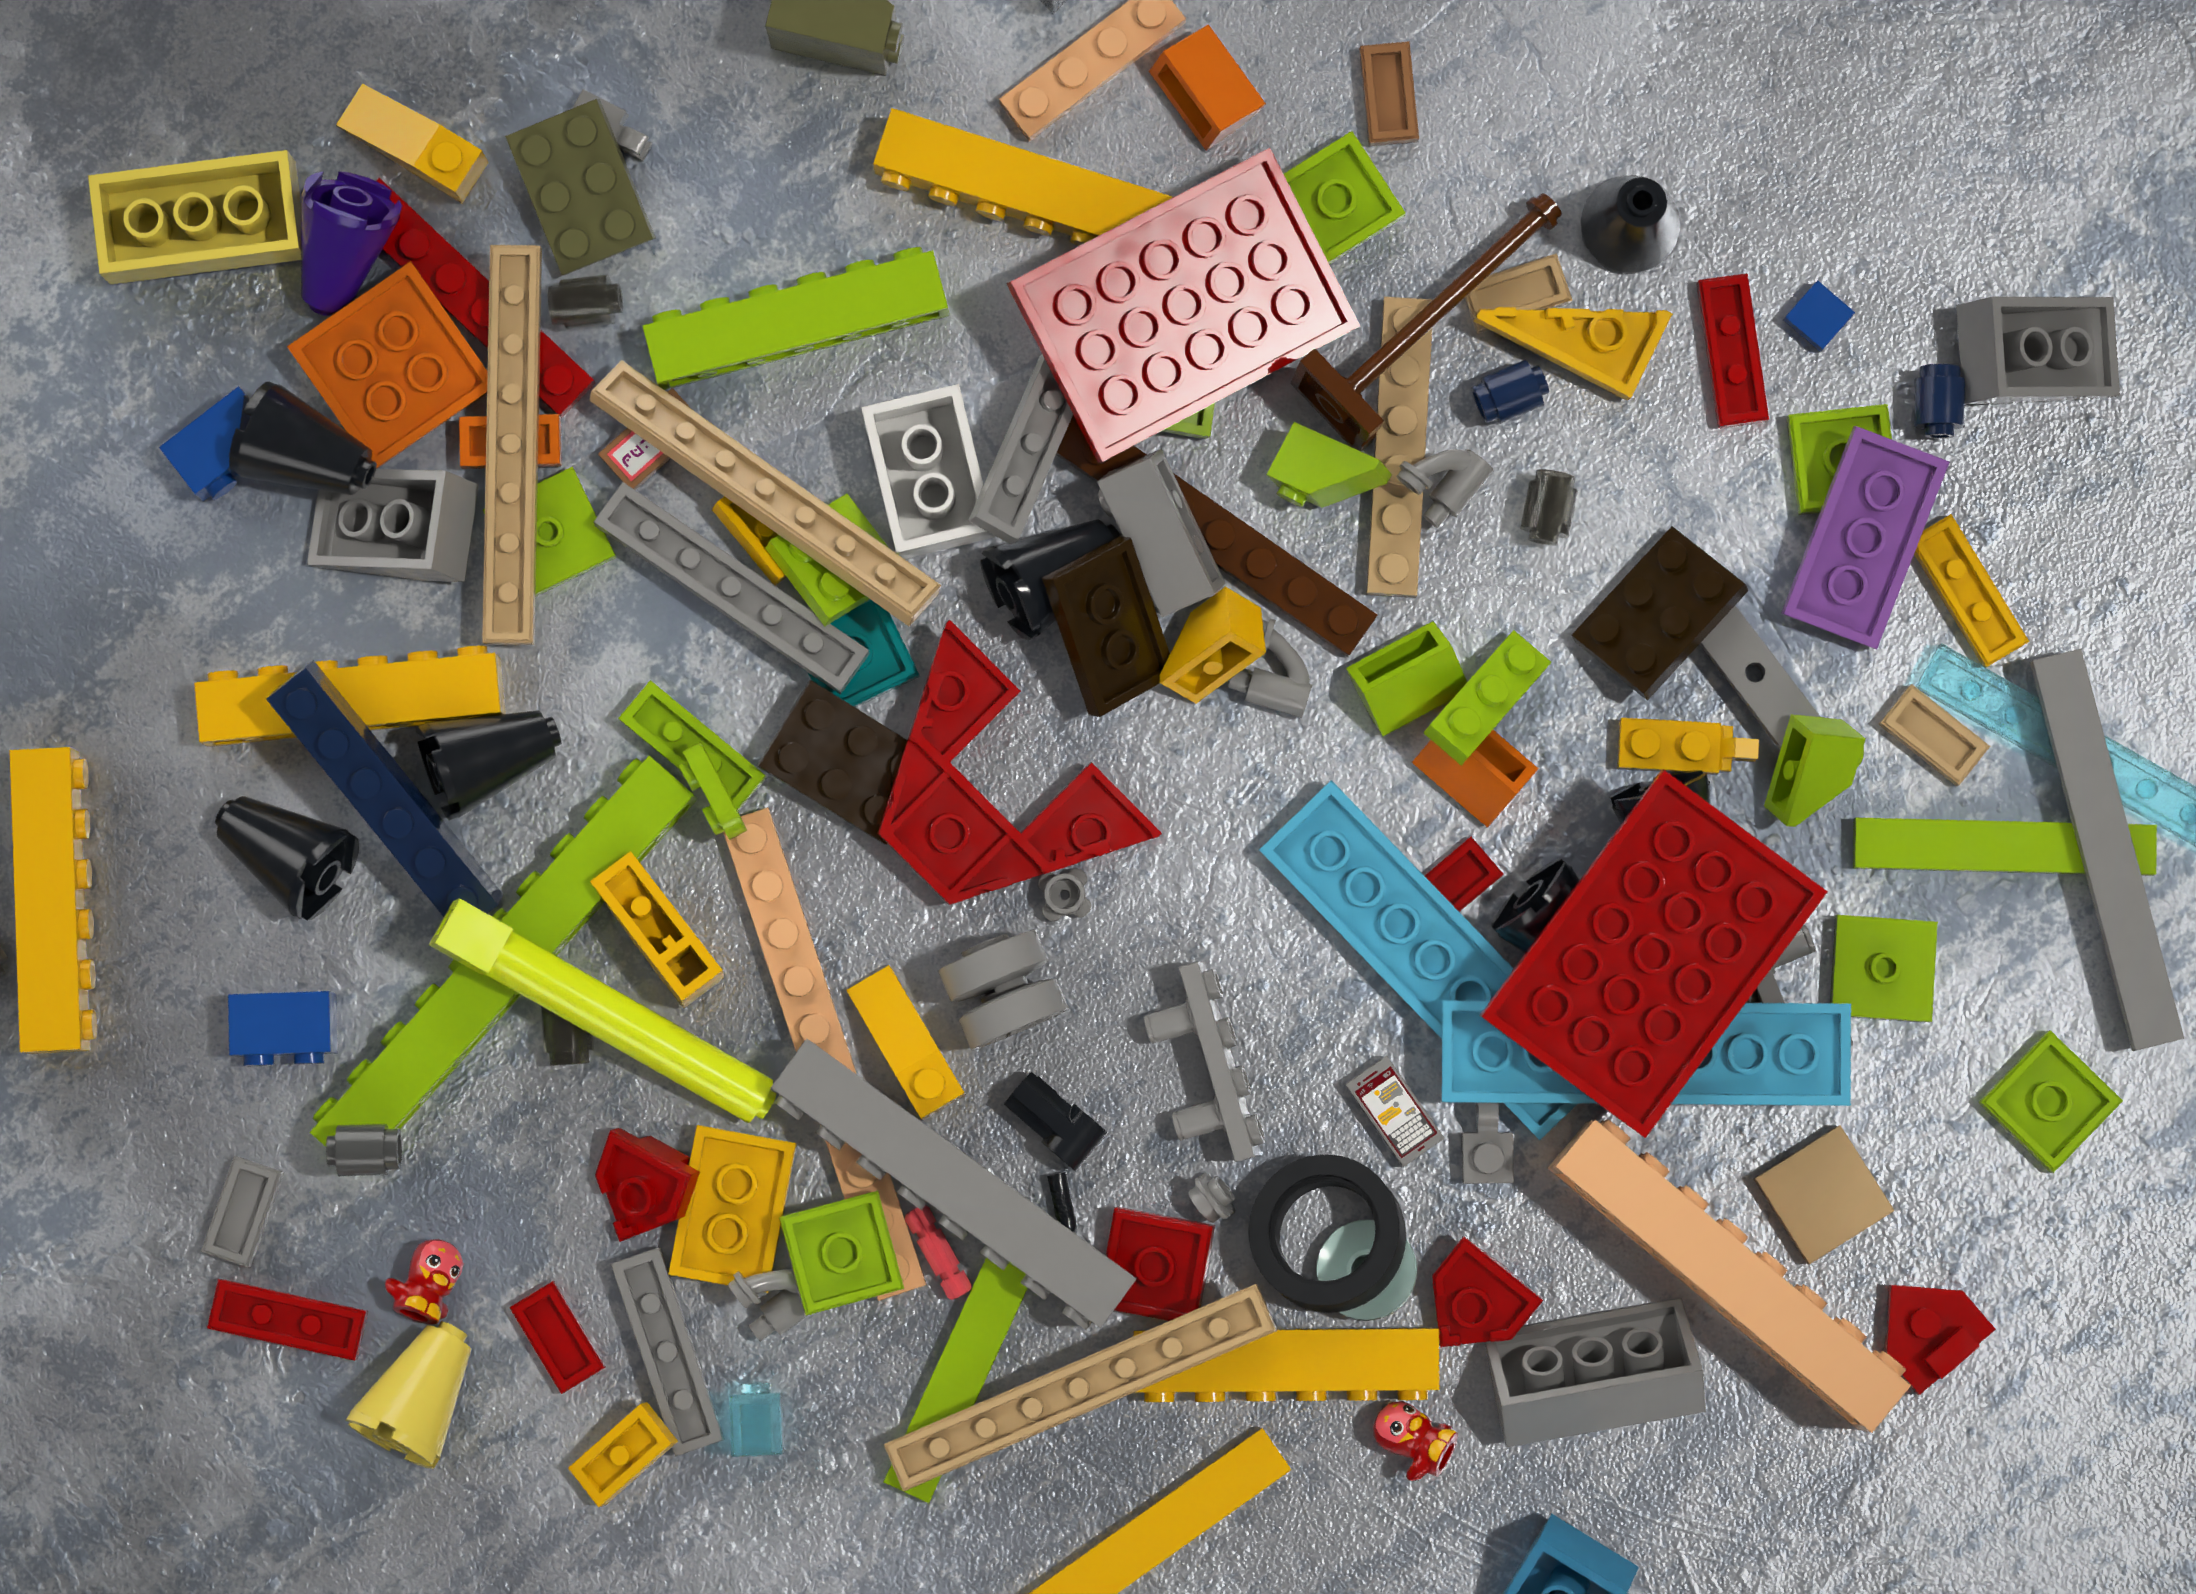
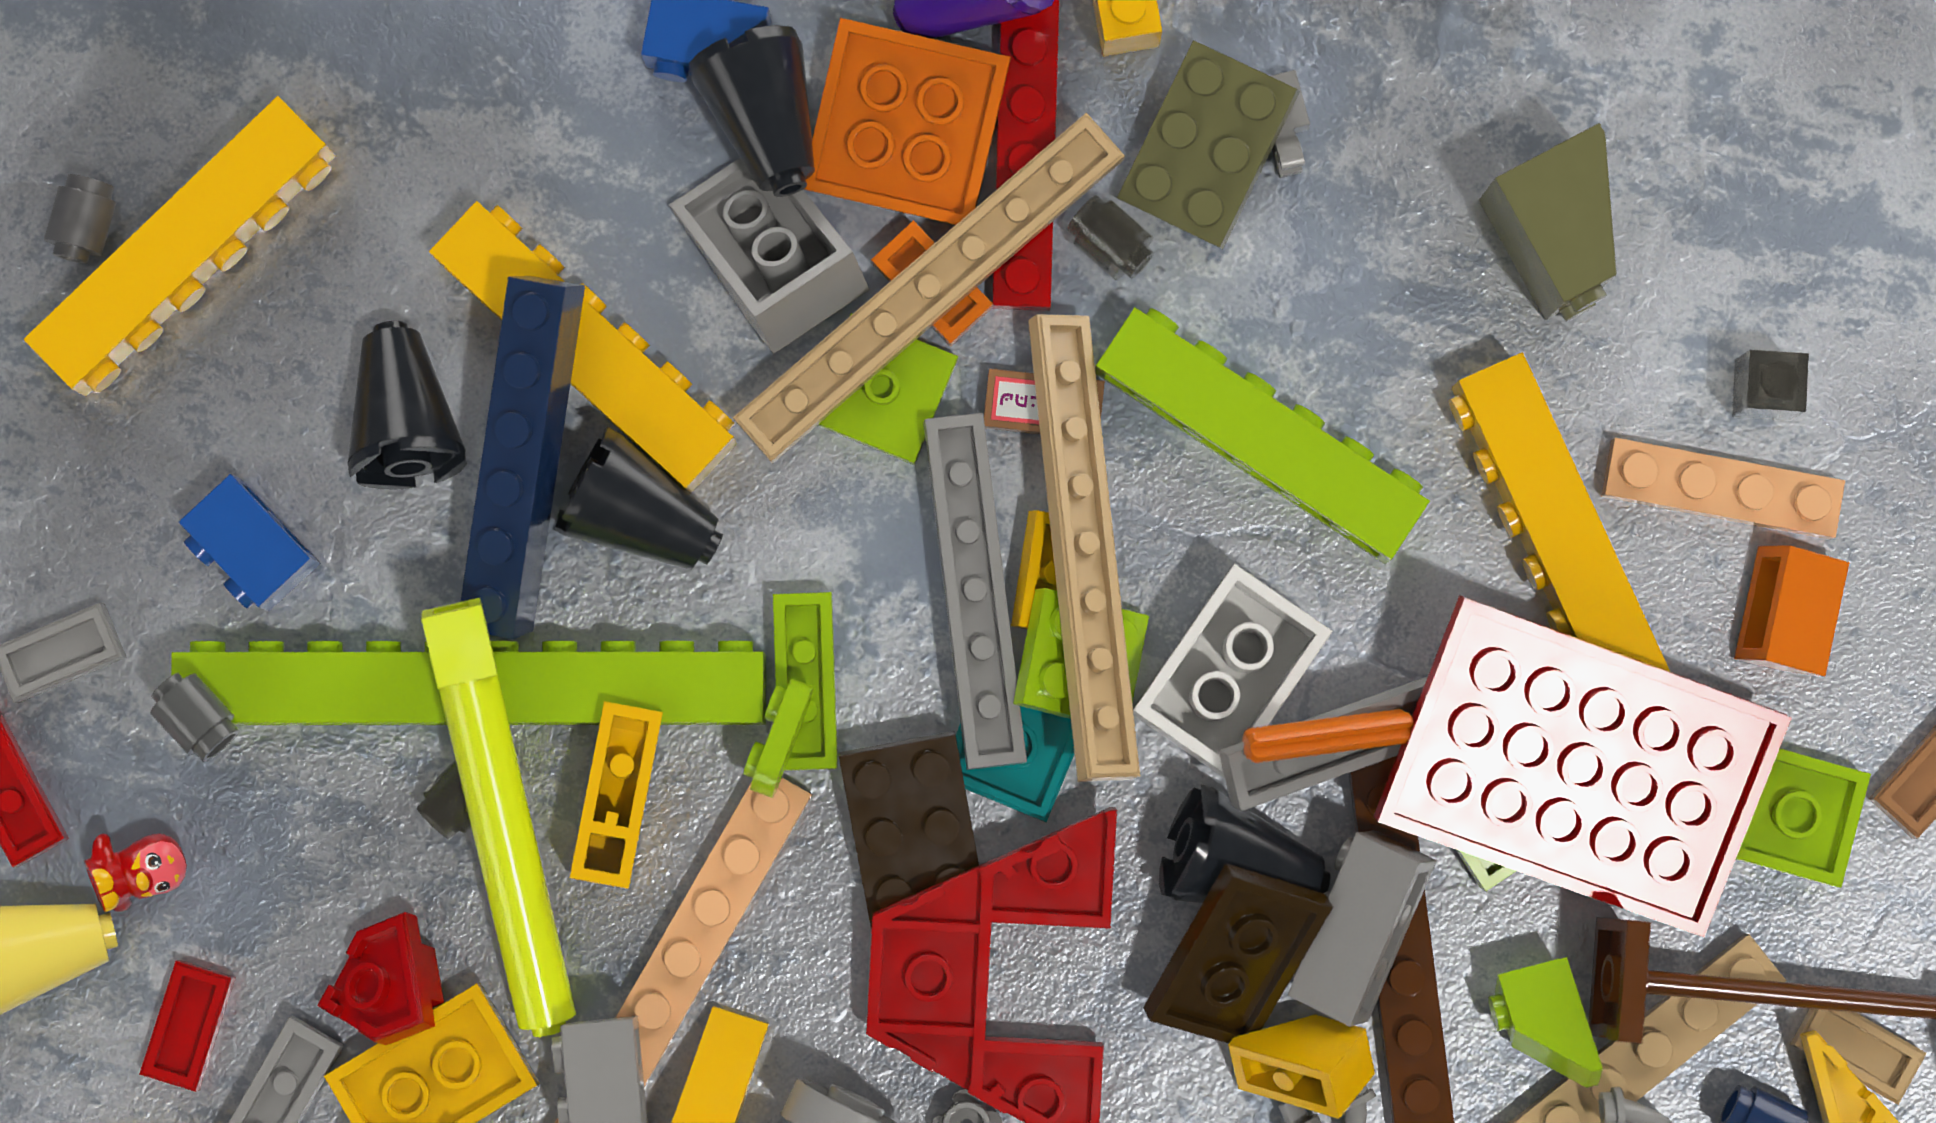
camera: 50 degrees right, 0 degrees up
(1019, 444) = (1327, 735): none -> orange axle

